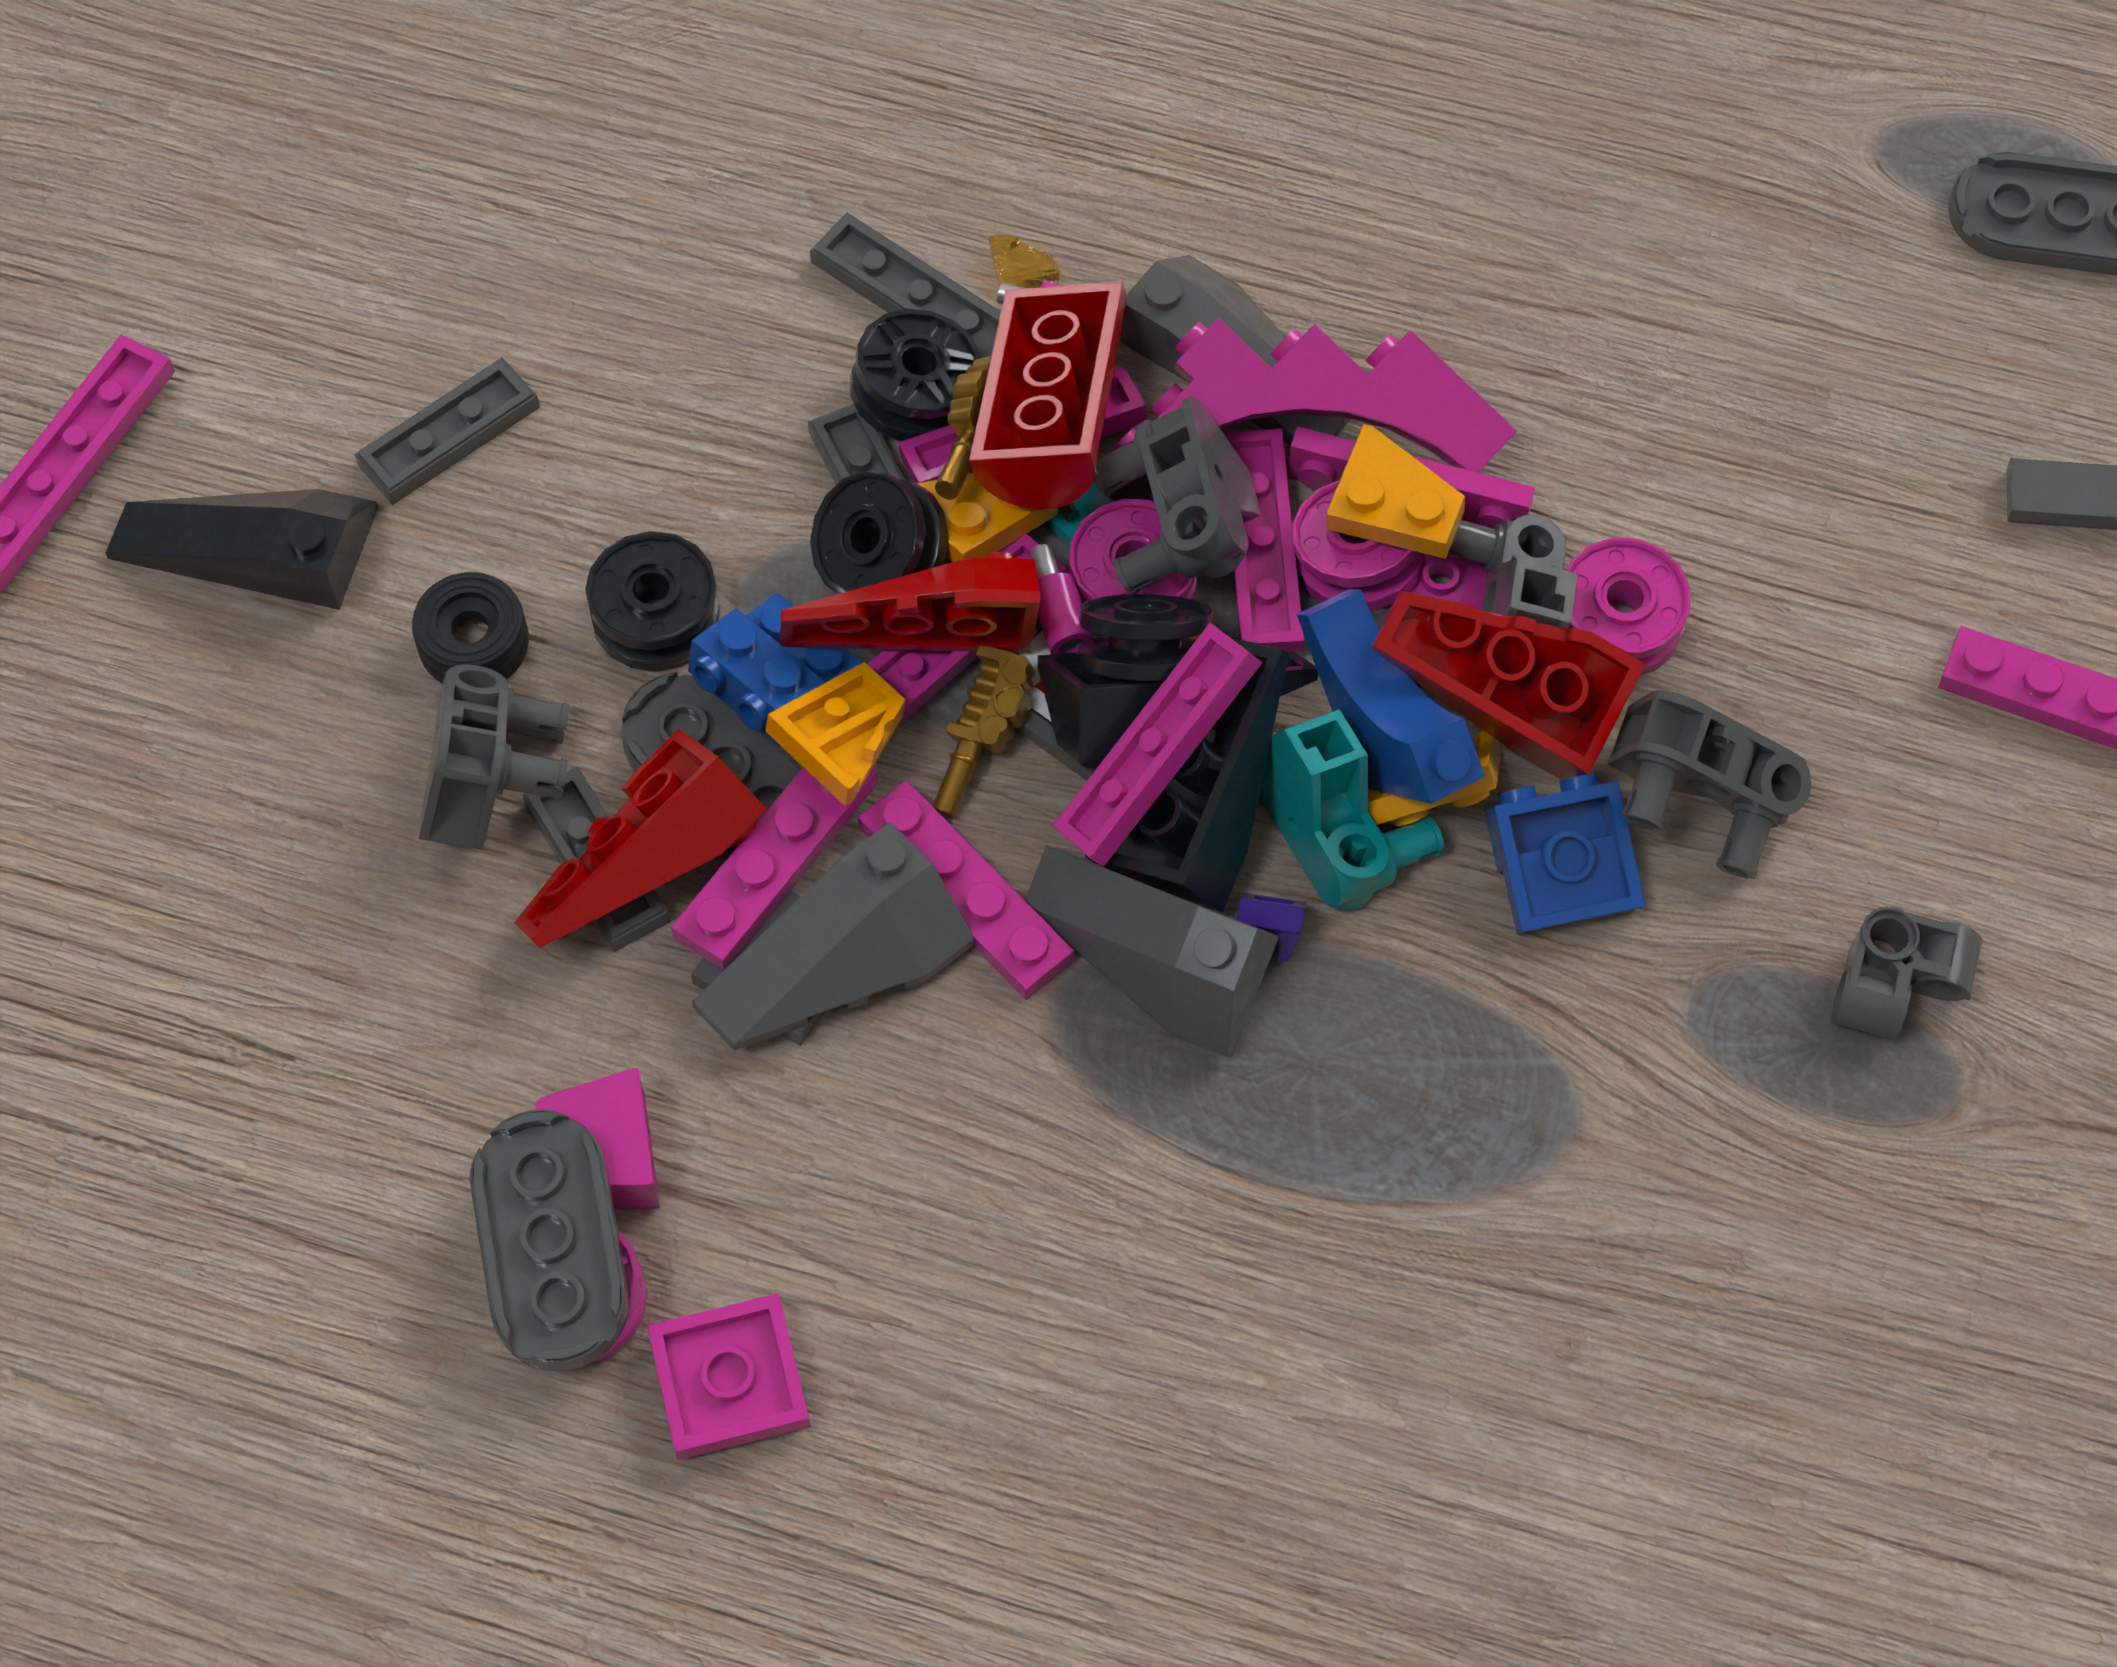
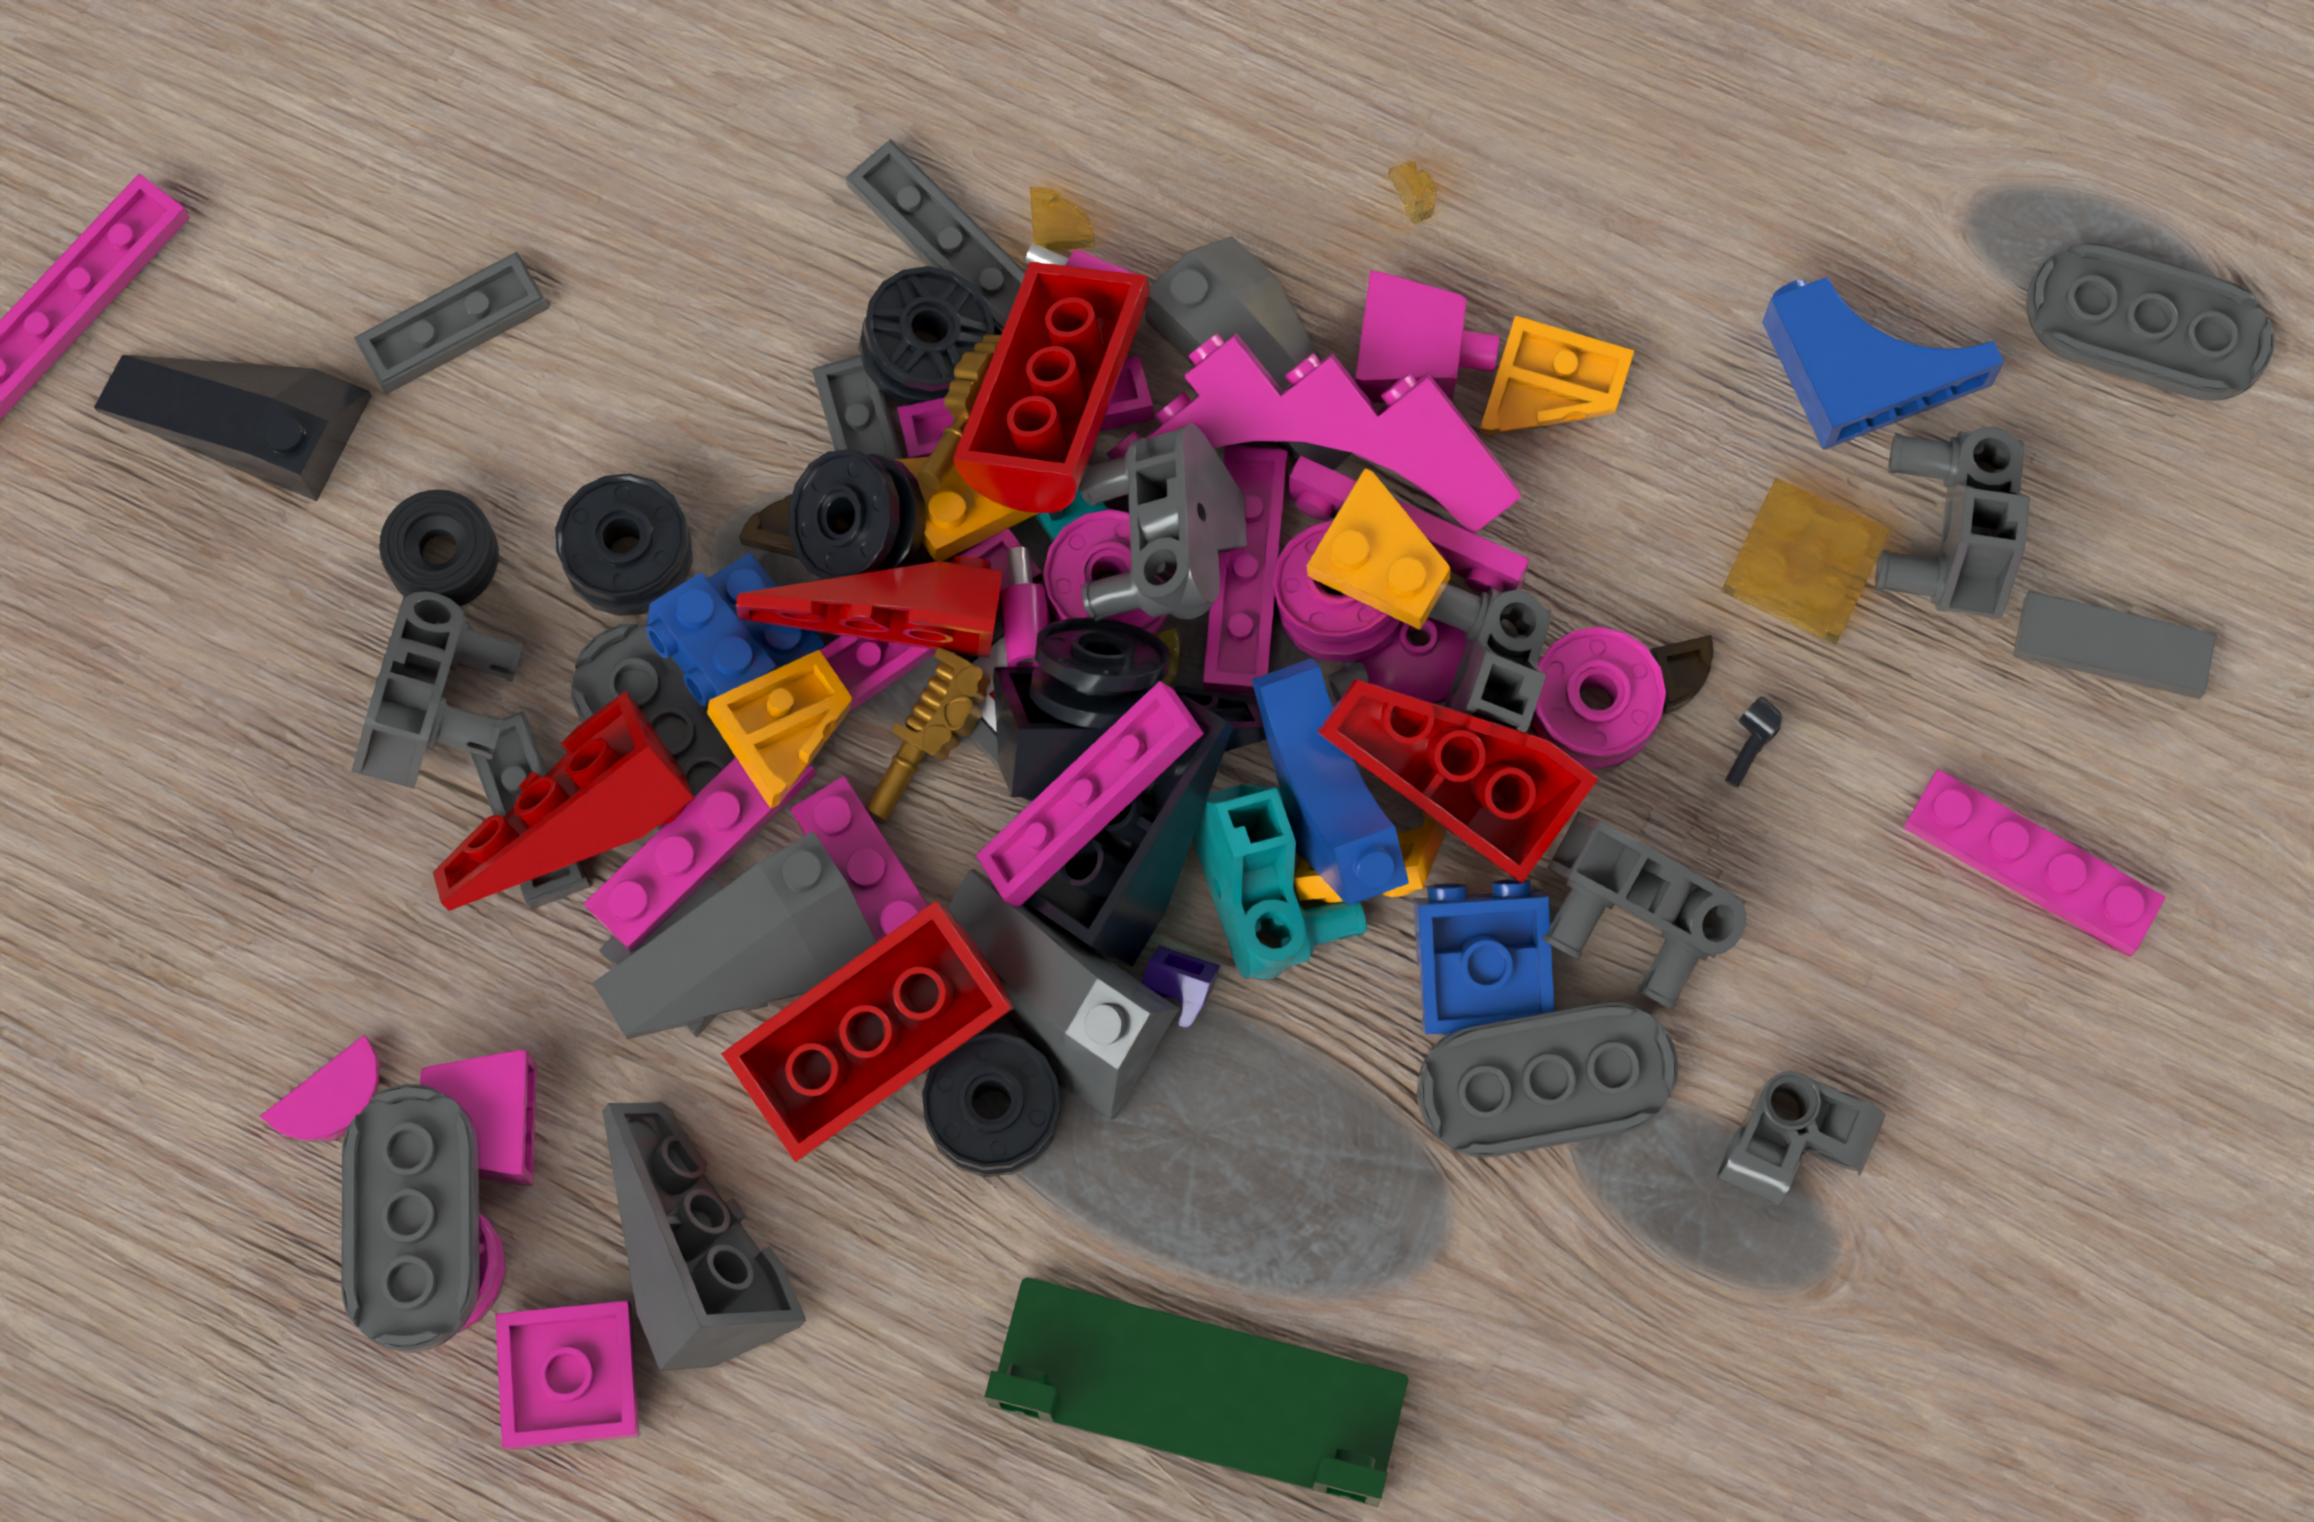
camera: 10 degrees right, 10 degrees up
(442, 1153) = (330, 1097): none -> dark pink tile
(795, 572) = (770, 529): none -> dark brown tile
(835, 1255) = (691, 1264): none -> dark grey wedge
(977, 996) = (868, 1030): none -> red brick
(1117, 1021) = (999, 1144): none -> black wheel
(1356, 191) = (1414, 190): none -> clear yellow tile
(1366, 1297) = (1199, 1391): none -> dark green bracket
(1385, 298) = (1417, 332): none -> dark pink torso
(1523, 334) = (1553, 378): none -> light orange wing
(1647, 956) = (1547, 1079): none -> dark grey tile
(1704, 573) = (1684, 669): none -> dark brown tile
(1785, 609) = (1763, 723): none -> black hand
(1794, 463) = (1805, 561): none -> clear yellow plate
(1810, 293) = (1857, 376): none -> blue arch
(1955, 403) = (1981, 522): none -> dark grey piece

